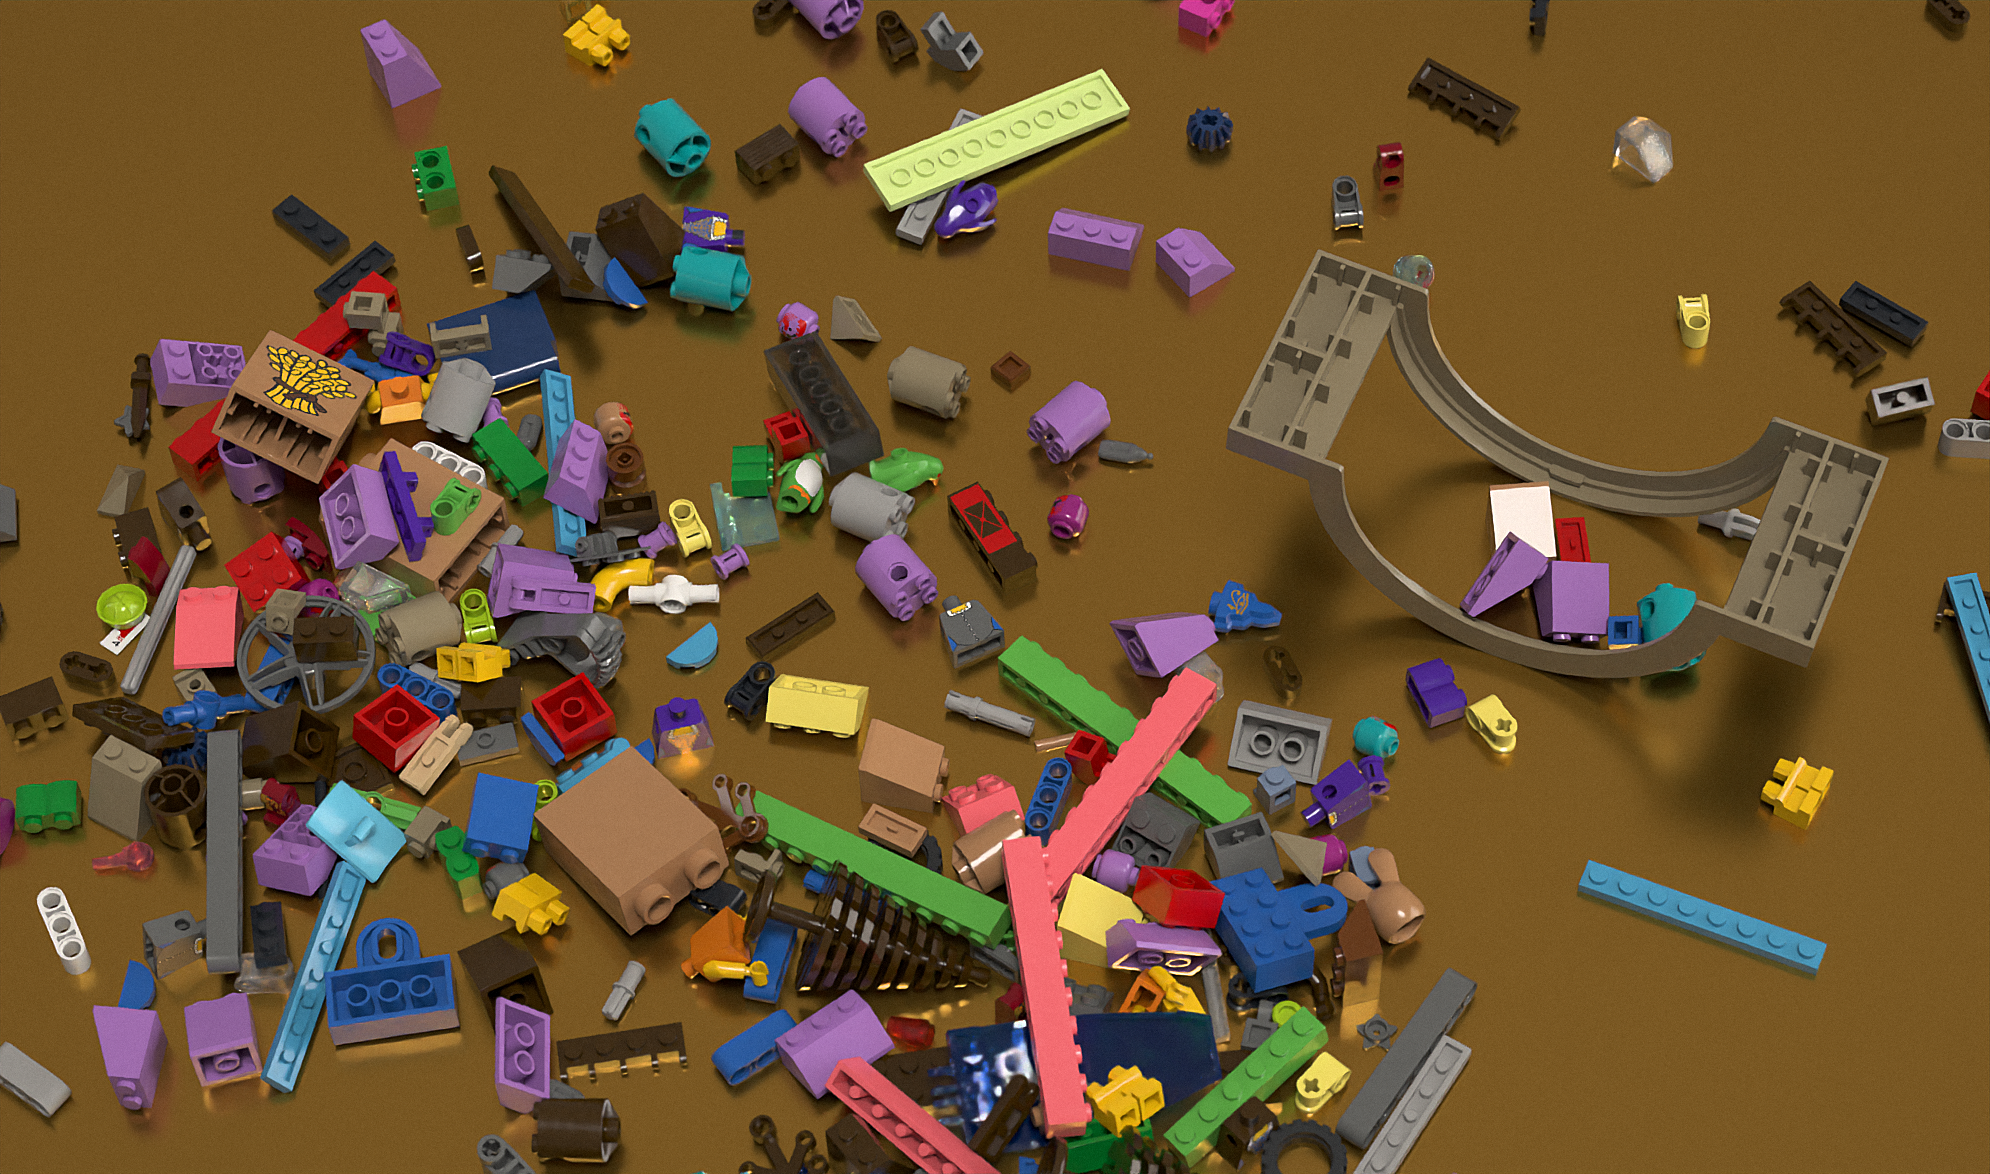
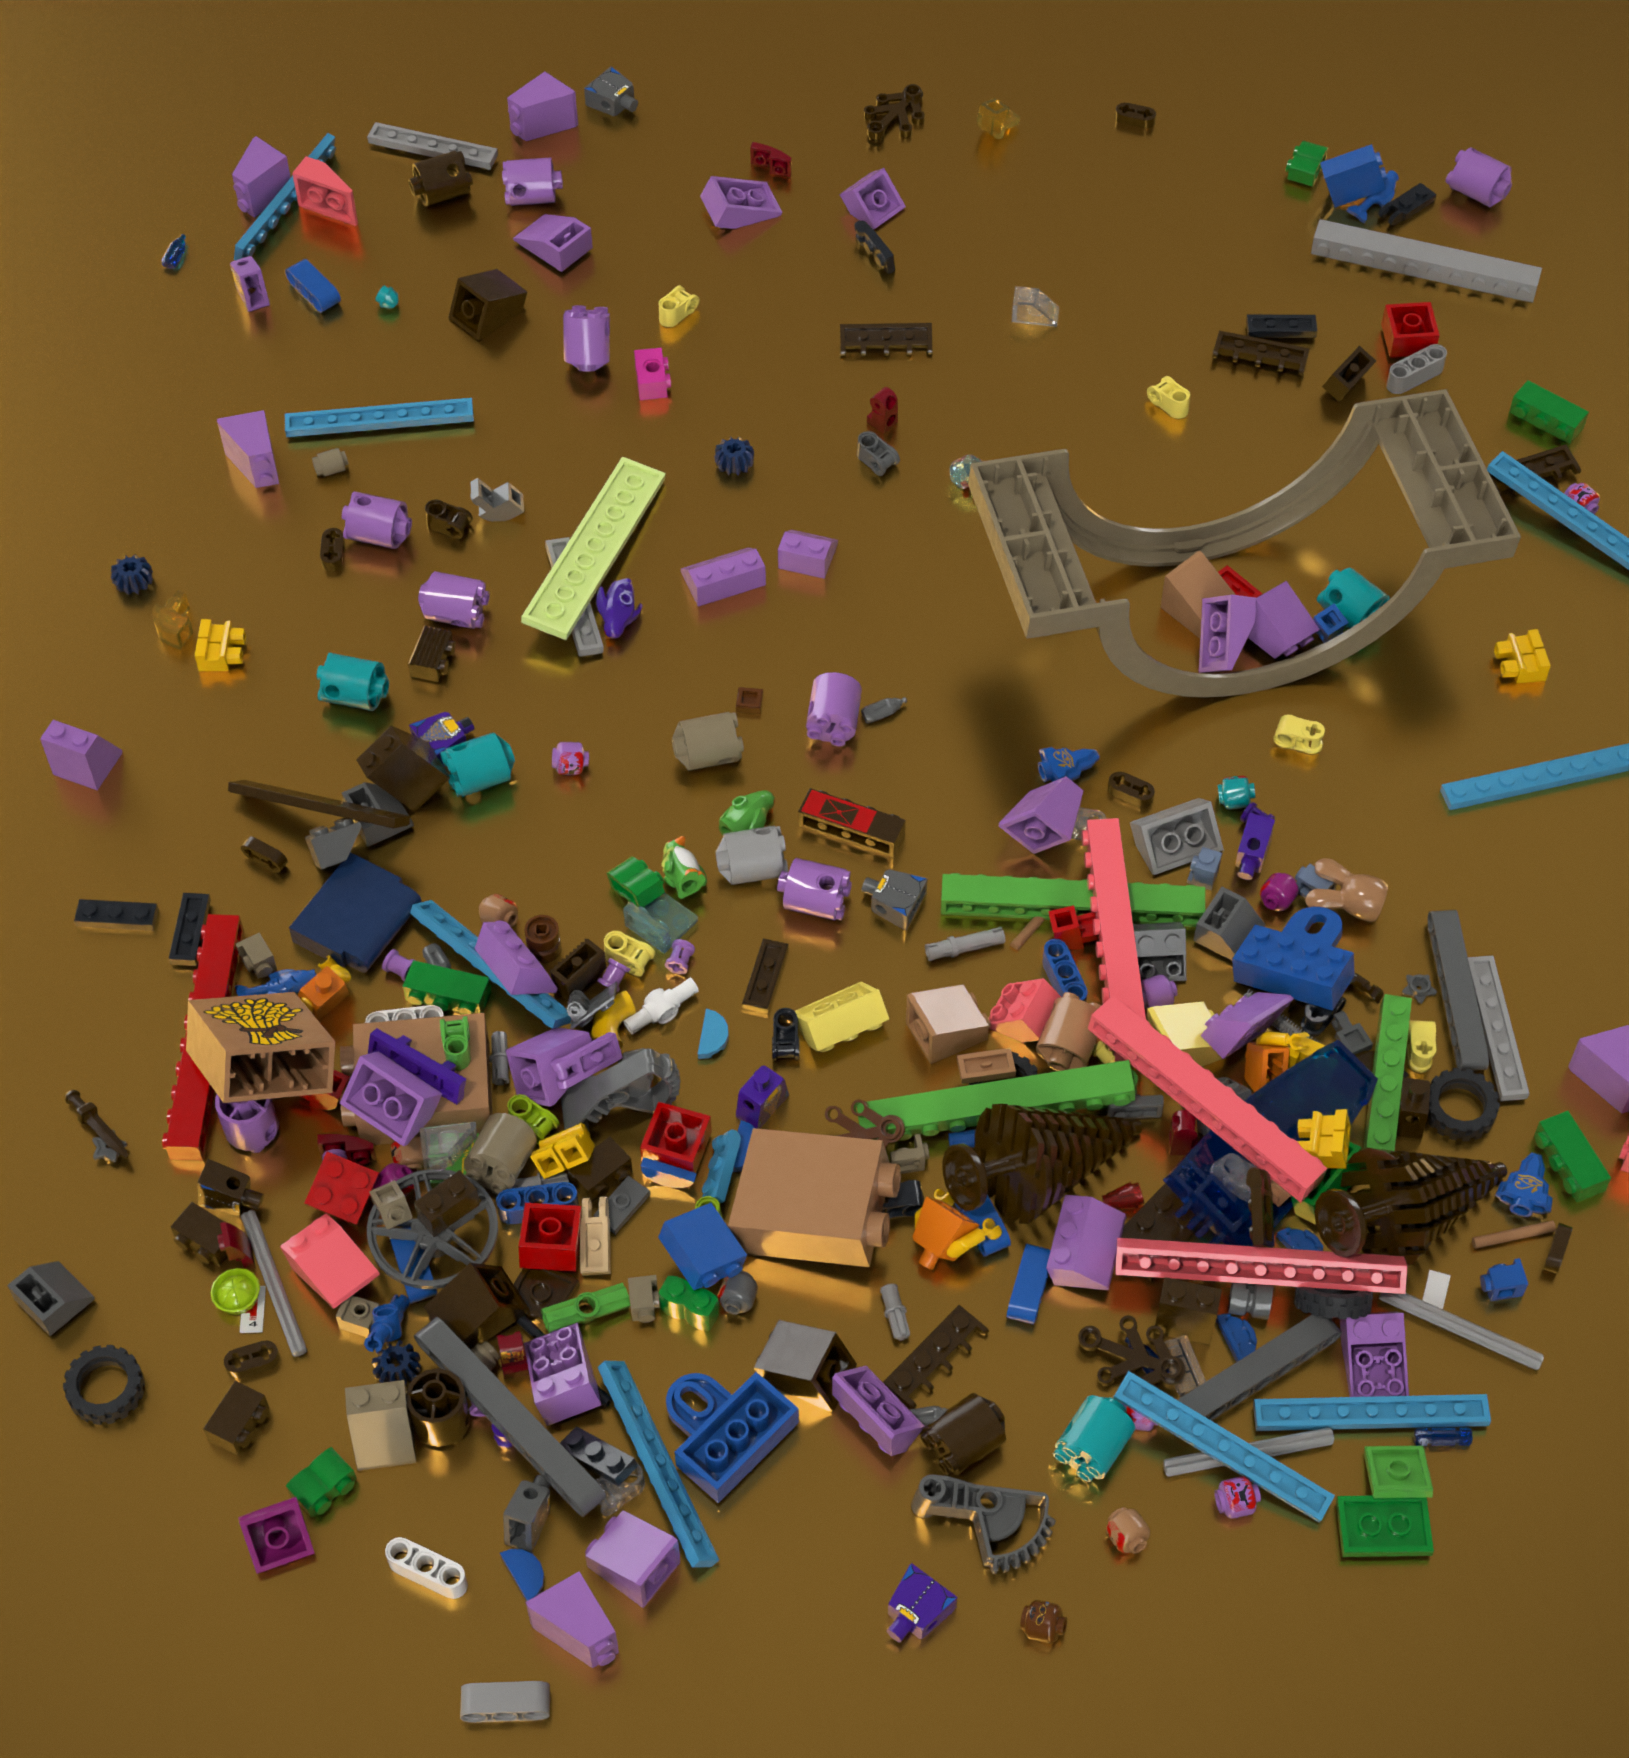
camera: 40 degrees left, 0 degrees up
(121, 491) = (147, 1207): dark tan slope -> none
(133, 724) = (342, 1371): dark brown plate -> none
(136, 857) = (428, 1472): clear pink plate -> none
(194, 371) = (128, 1078): medium lavender slope -> none
(356, 831) = (594, 1331): medium azure shield -> none
(366, 311) = (237, 944): dark tan brick -> none
(405, 354) = (290, 959): dark purple piece -> none
(436, 178) = (188, 819): green brick -> none
(458, 398) = (373, 964): light grey cylinder -> none
(461, 339) = (330, 920): dark tan hinge -> none
(531, 904) = (778, 1295): yellow hips -> none
(621, 287) = (418, 812): blue tile -> none
(787, 436) = (641, 842): red brick -> none
(824, 402) = (652, 800): clear smoke brick -> none
(851, 322) = (605, 737): dark tan slope -> none
(1067, 516) = (890, 774): magenta head -> none
(1178, 897) = (1227, 979): red brick -> none
(1284, 1011) = (1357, 1013): lime tile -> none
(1305, 852) = (1274, 896): dark tan slope -> none
(1357, 959) = (1377, 940): reddish brown slope -> none
(1435, 692) = (1244, 738): dark purple brick -> none
(1732, 523) = (1329, 511): white arm -> none

